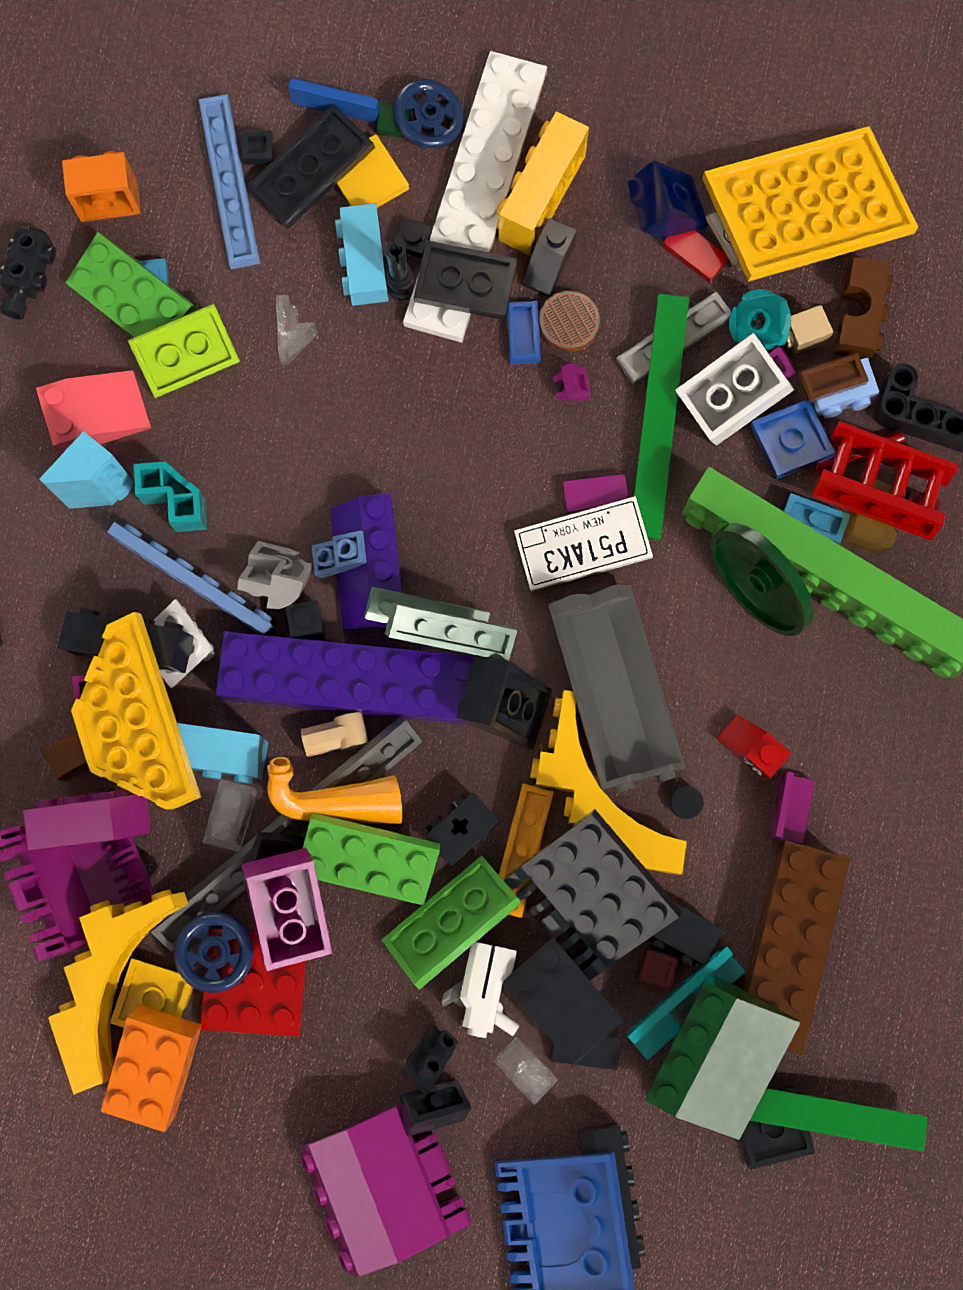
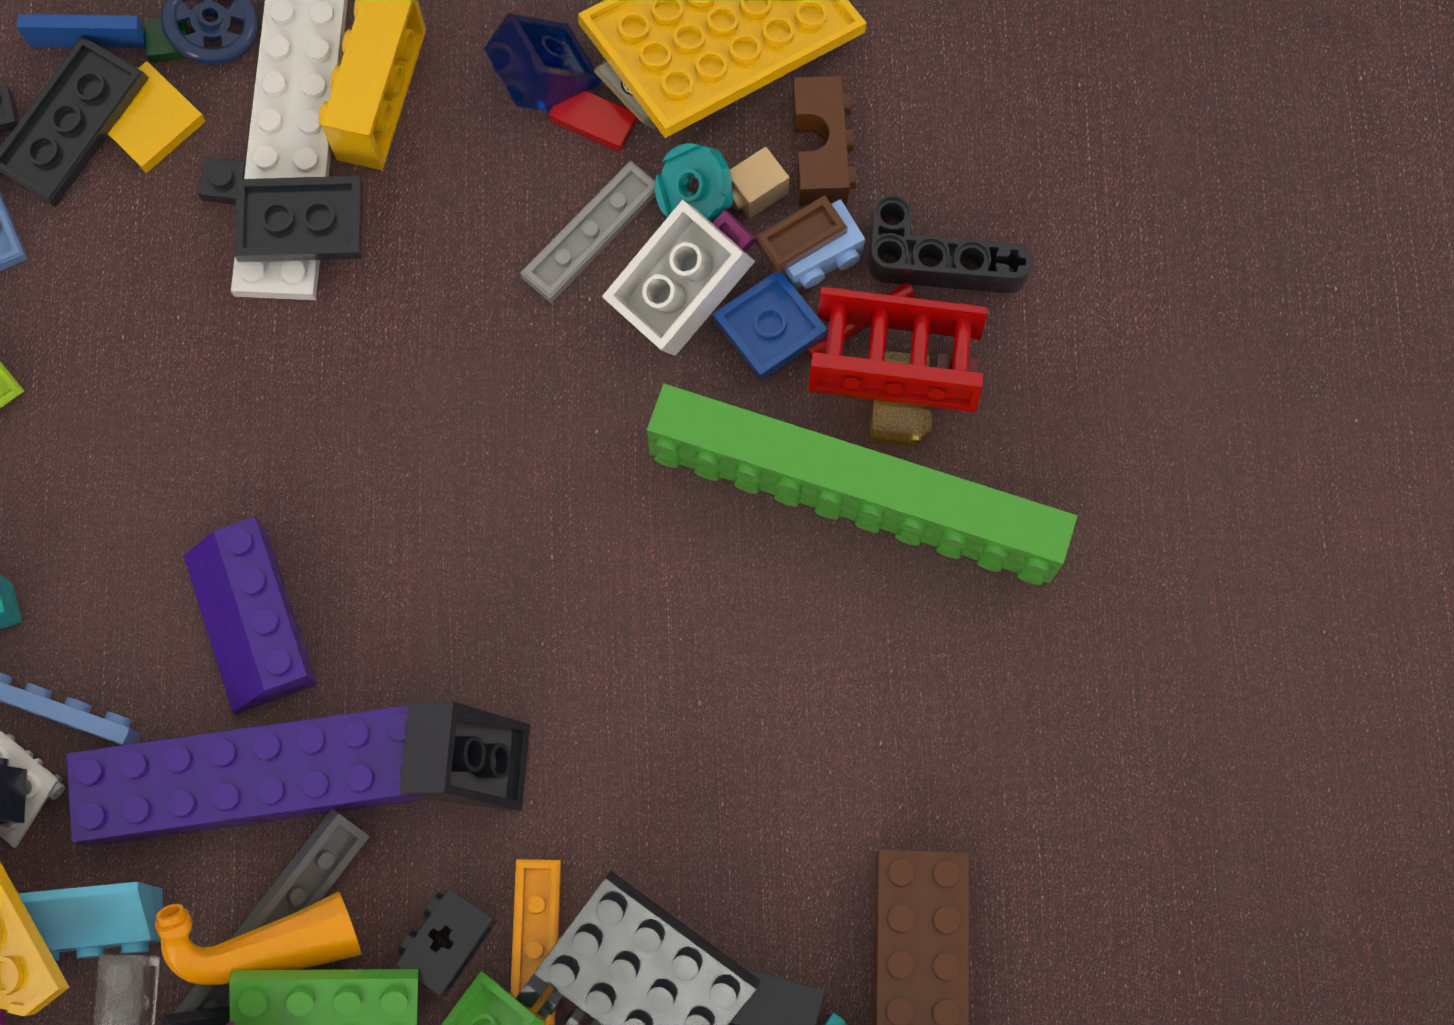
camera: 15 degrees left, 5 degrees down
(274, 574) = (121, 659): light grey brick -> none
(291, 335) = (84, 342): clear slope -> none
(306, 621) = (178, 712): black brick -> none
(339, 555) = (204, 614): medium blue slope -> none
(343, 733) = (260, 851): tan piece -> none
(362, 254) = (159, 217): medium azure brick -> none
(399, 274) = (209, 231): black pin -> none
(439, 624) = (351, 673): fence -> none
(523, 332) = (392, 269): blue tile -> none
(549, 257) = (405, 165): black slope -> none
(568, 772) = (572, 829): yellow arch -> none
(569, 321) = (449, 241): tile -> none
(575, 383) = (472, 319): magenta tile -> none
(583, 544) = (528, 523): white tile -> none
(593, 492) = (531, 454): magenta tile -> none
(616, 688) = (612, 702): dark grey panel -> none
(660, 411) = (591, 338): green tile -> none
(686, 802) = (740, 831): black tile -> none
(754, 747) = (811, 735): red slope -> none
(762, 579) = (765, 513): dark green dish -> none
(791, 808) = (881, 805): magenta panel -> none
(818, 517) = (826, 416): dark azure plate -> none

